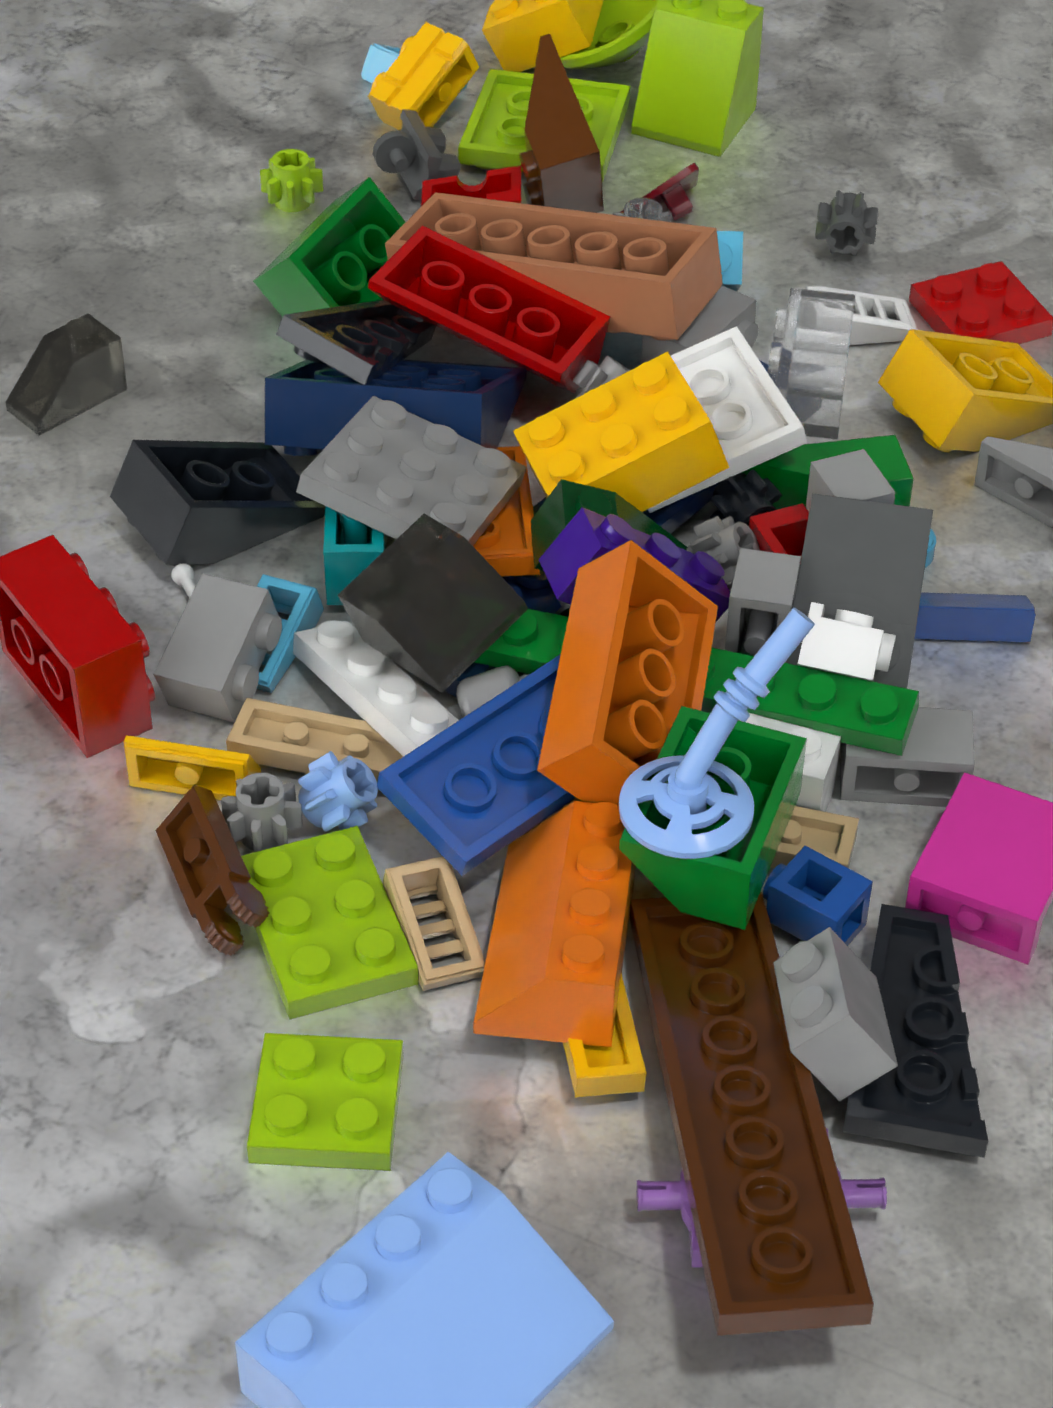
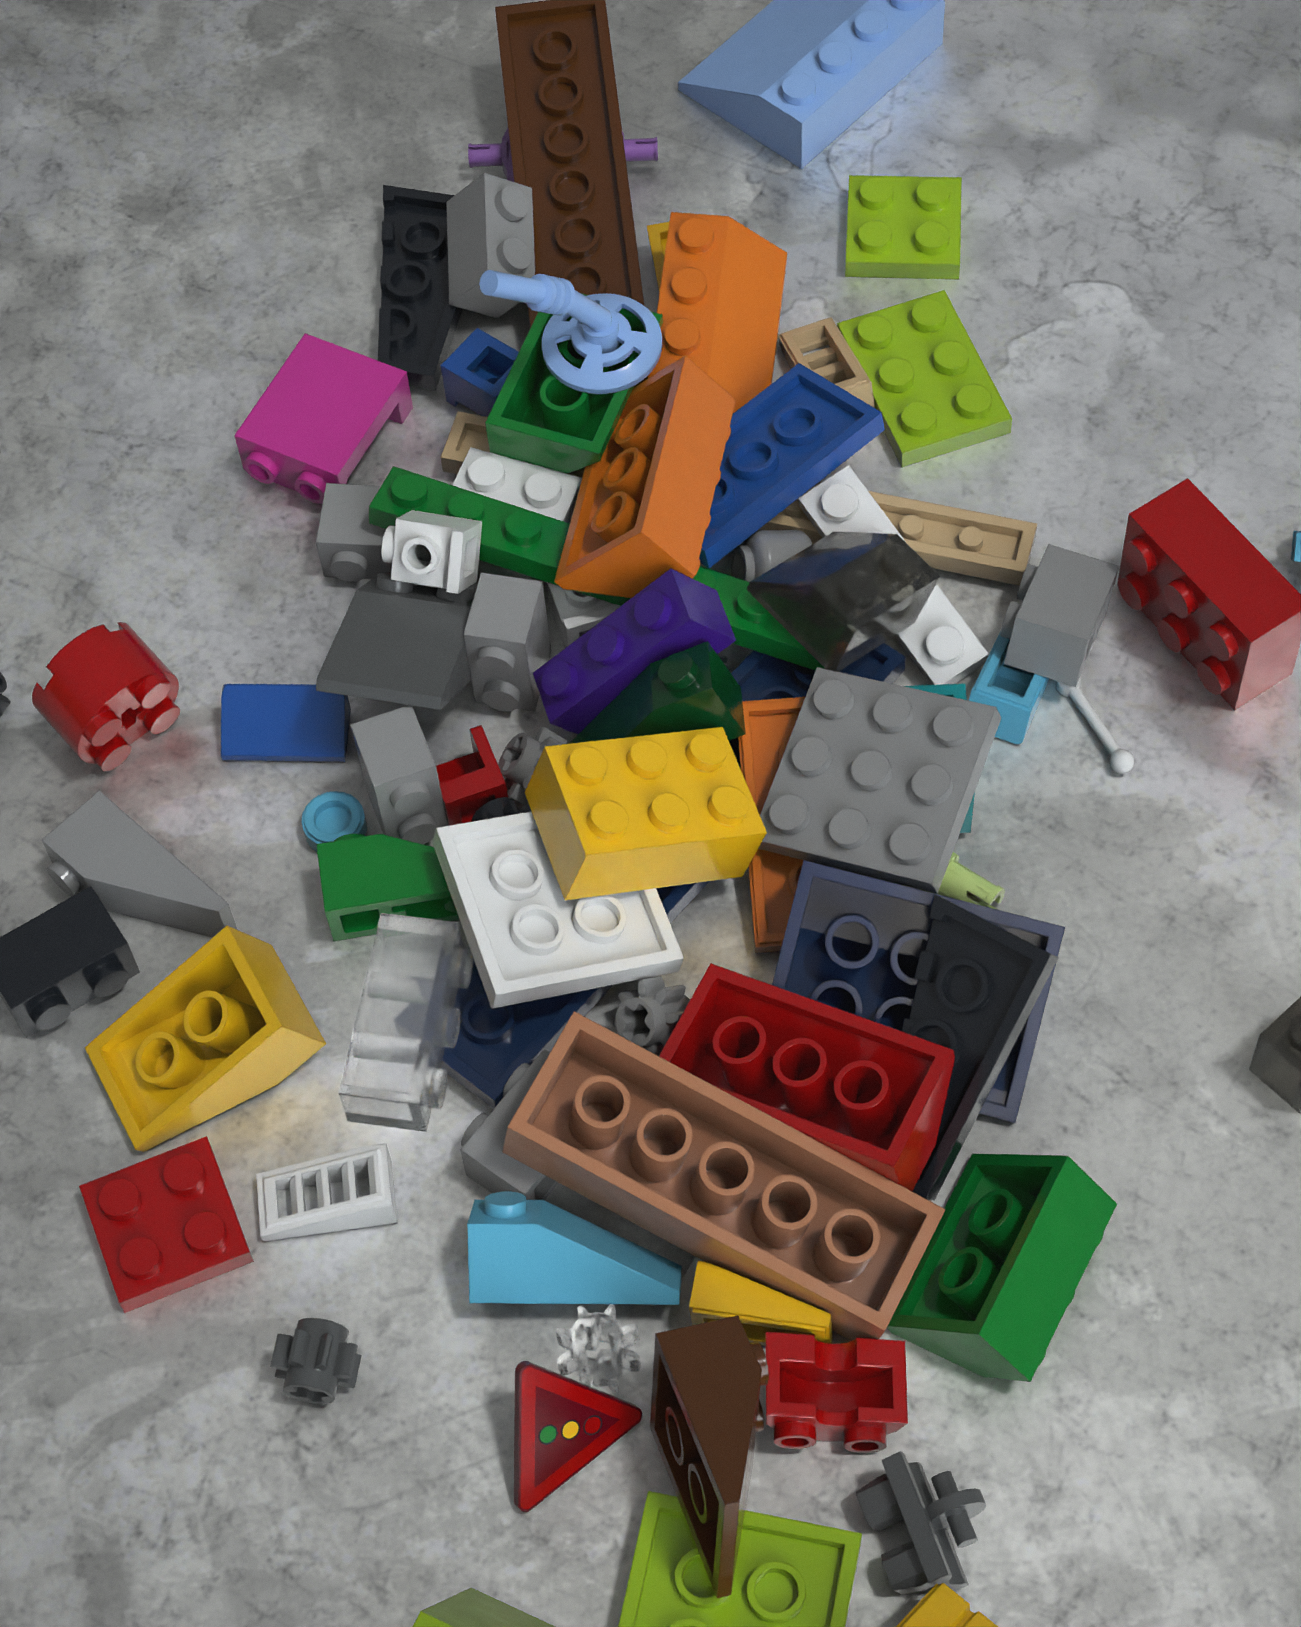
camera: 175 degrees left, 15 degrees up
(179, 766) = (1070, 510): yellow slope -> none
(209, 497) = (1099, 843): black slope -> none
(210, 870) = (1029, 398): reddish brown hinge -> none
(262, 811) = (991, 456): light grey gear -> none
(291, 180) = (1092, 1438): lime gear -> none
(337, 792) = (923, 468): light blue gear -> none

